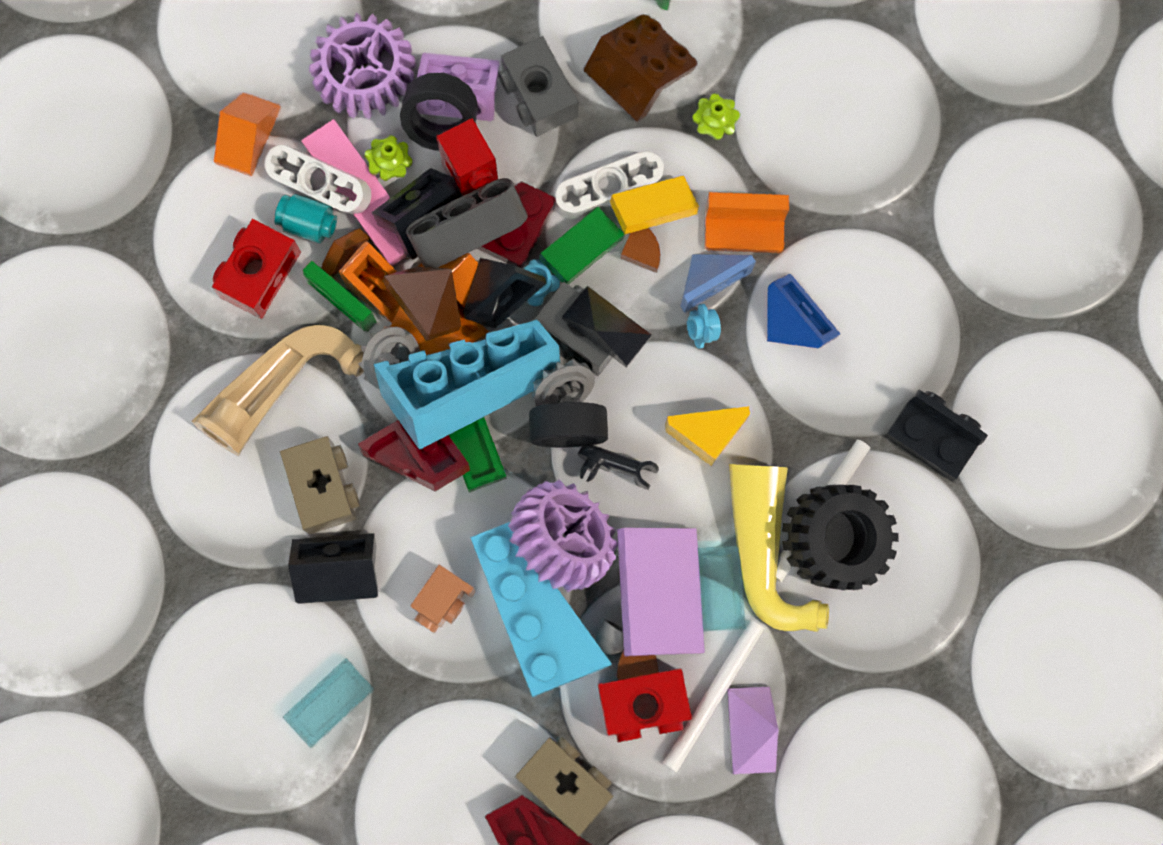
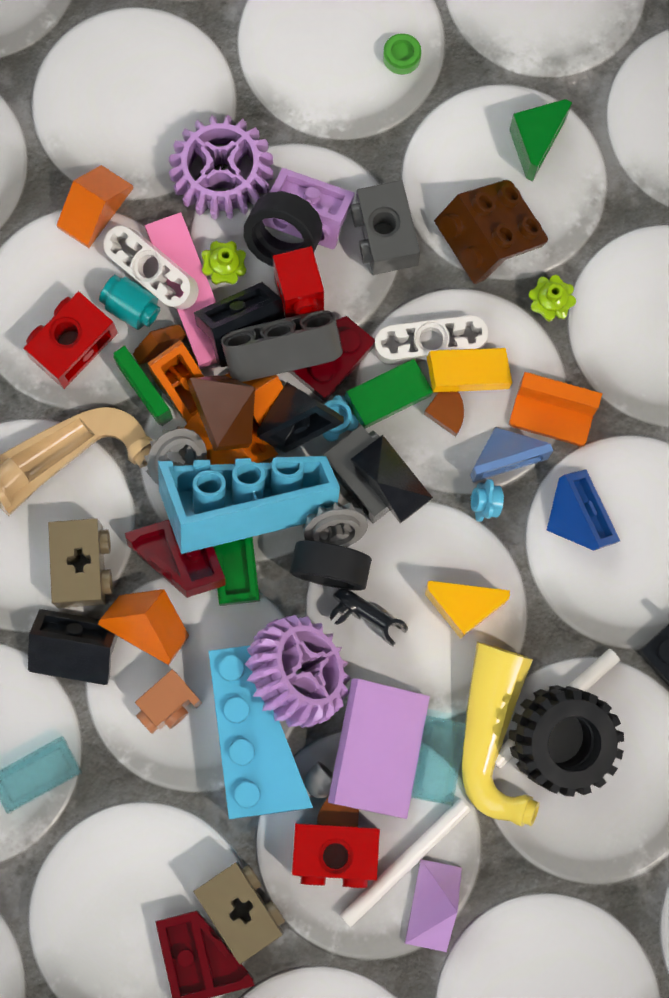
camera: 15 degrees right, 0 degrees up
(403, 526) = (148, 623): none -> orange slope

